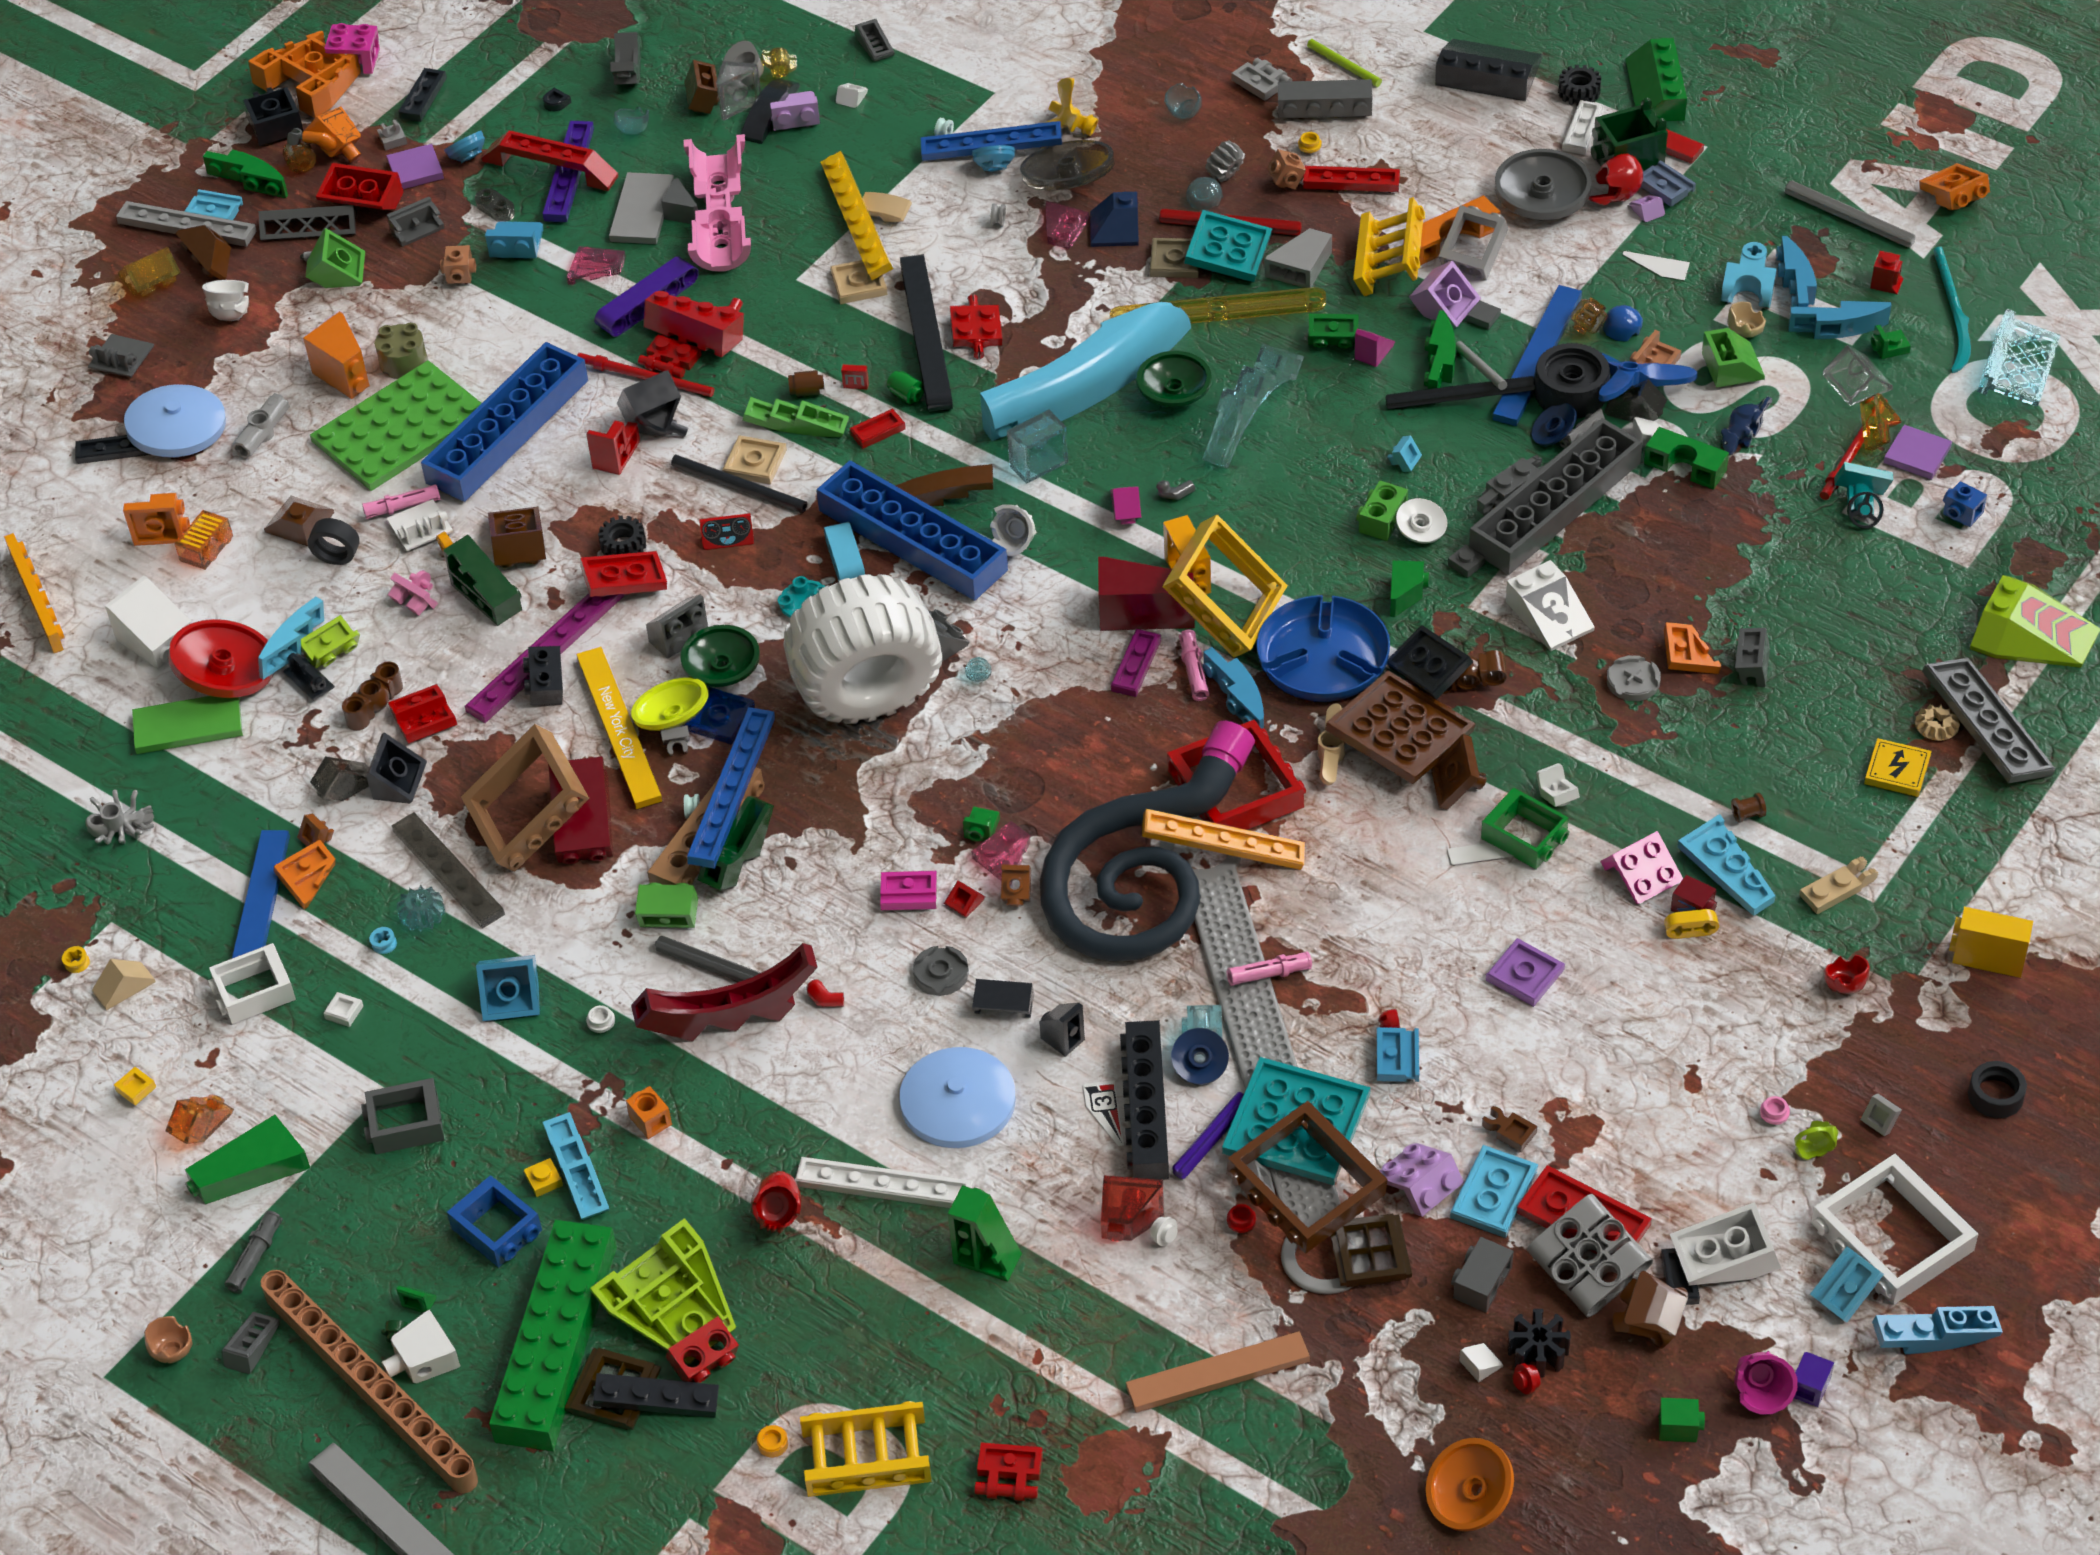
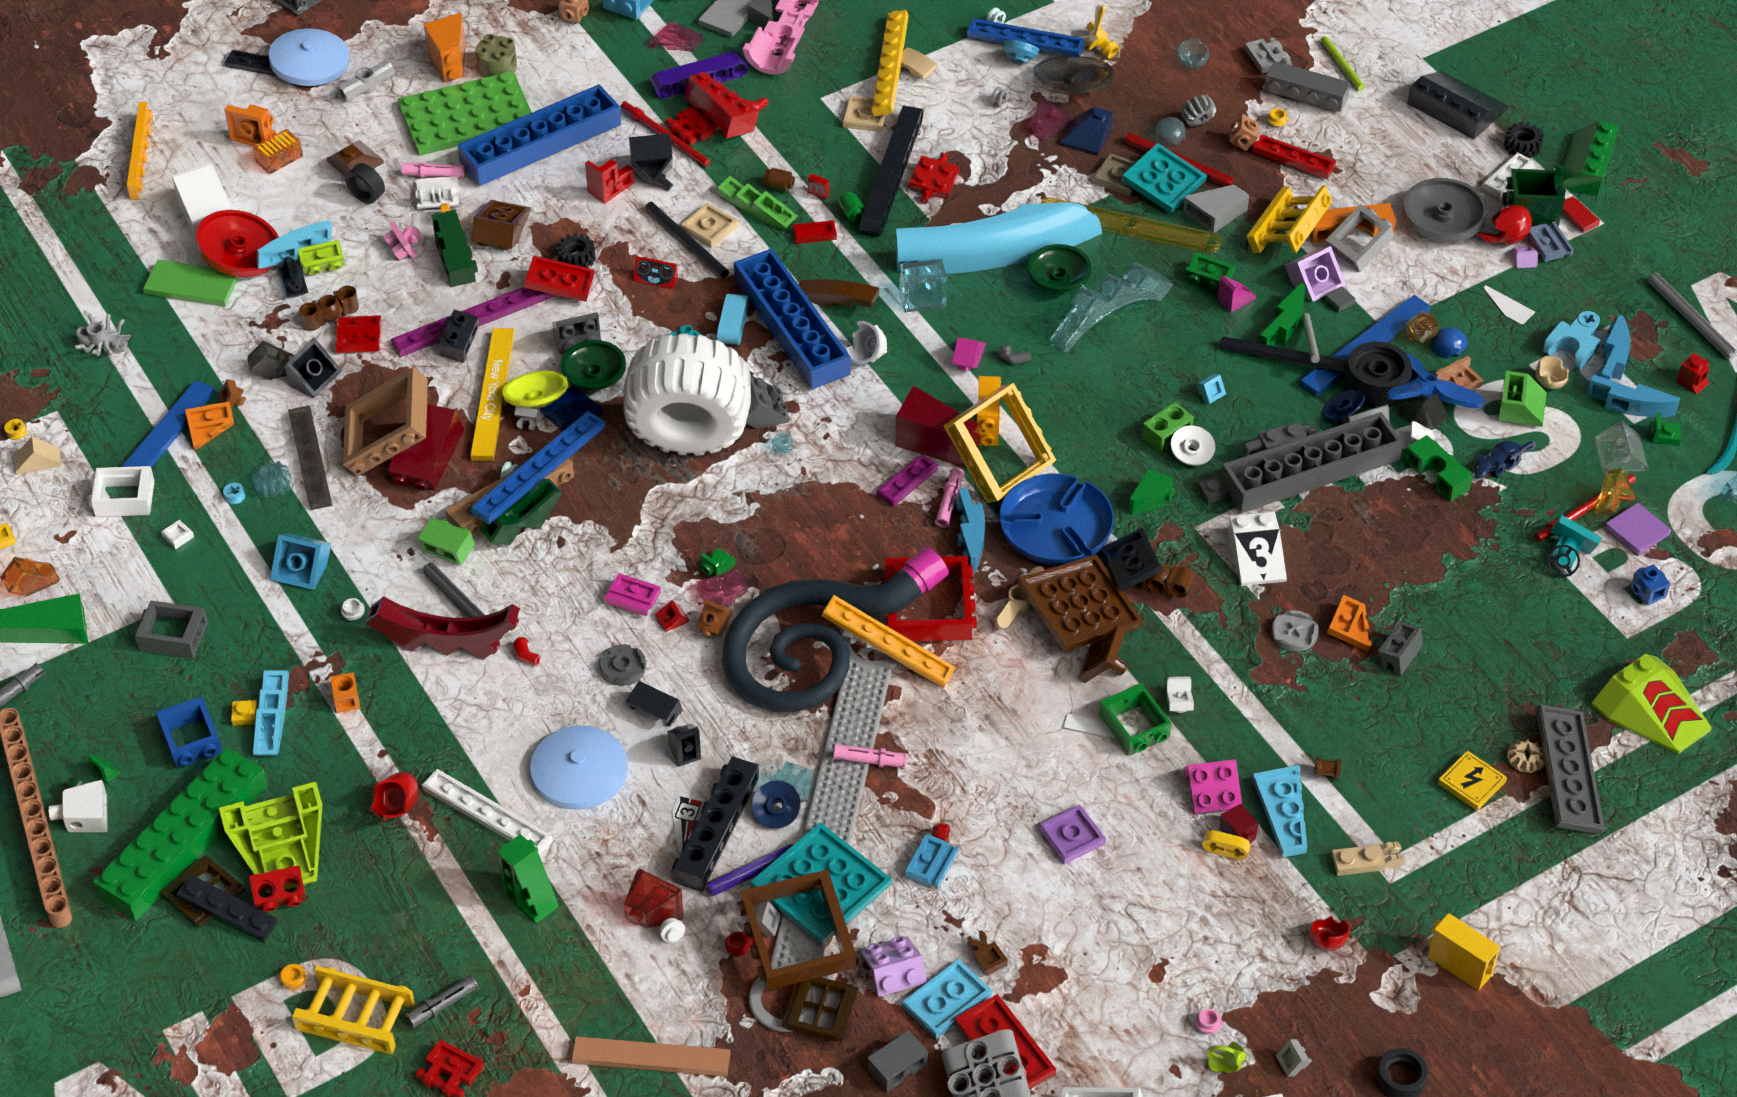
camera: 20 degrees right, 0 degrees up
(939, 1428) = (416, 1017): none -> dark grey pin

